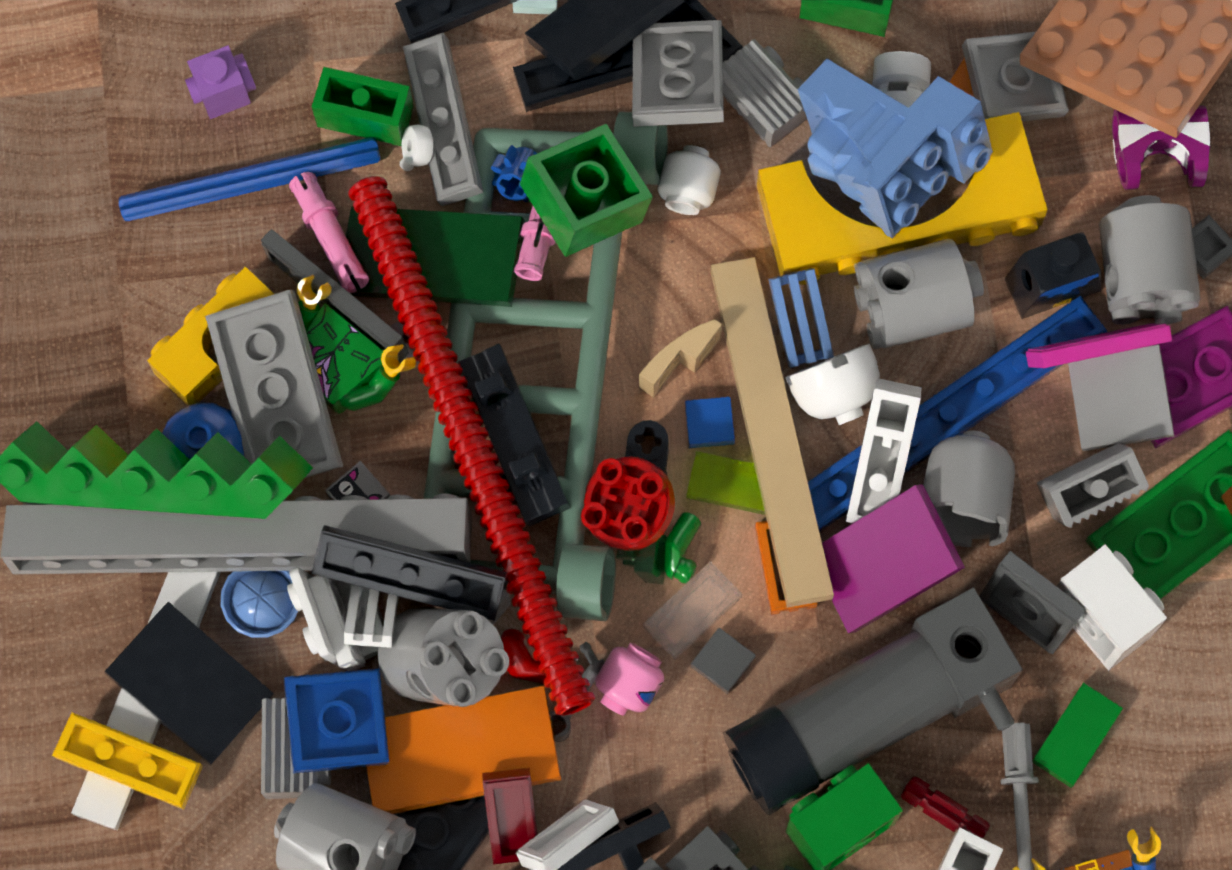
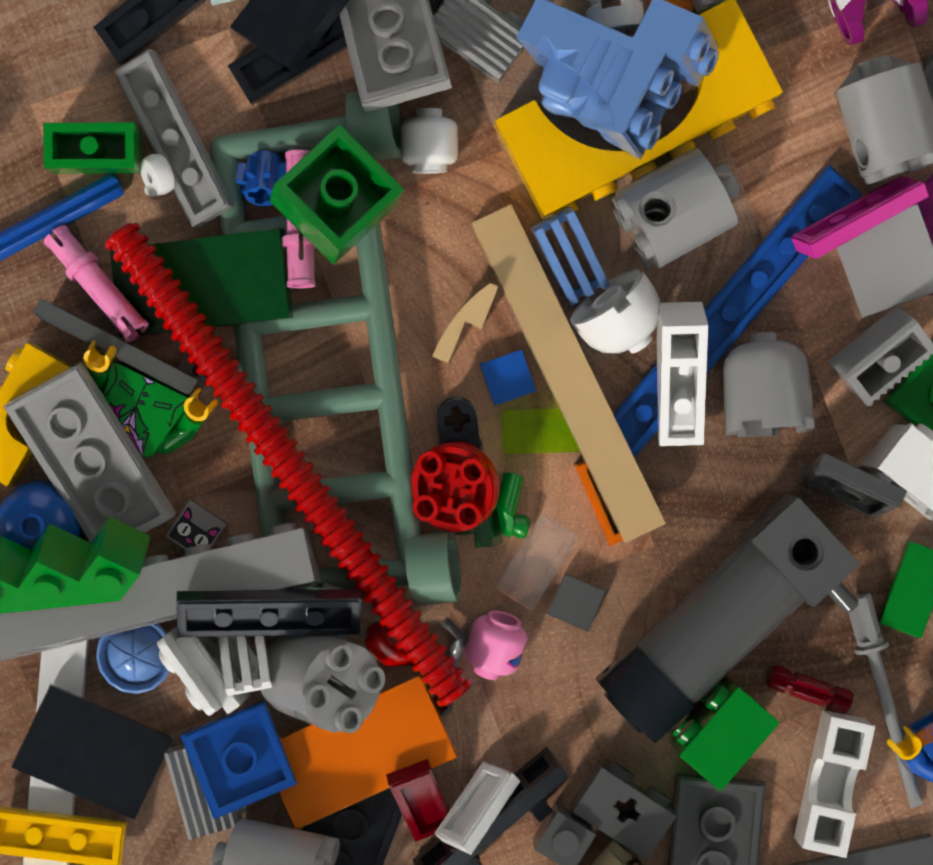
camera: 15 degrees left, 15 degrees up
(514, 436) = (329, 446): black hinge -> none
(889, 558) = (710, 477): magenta tile -> none
(1058, 275) = (801, 155): black torso -> none

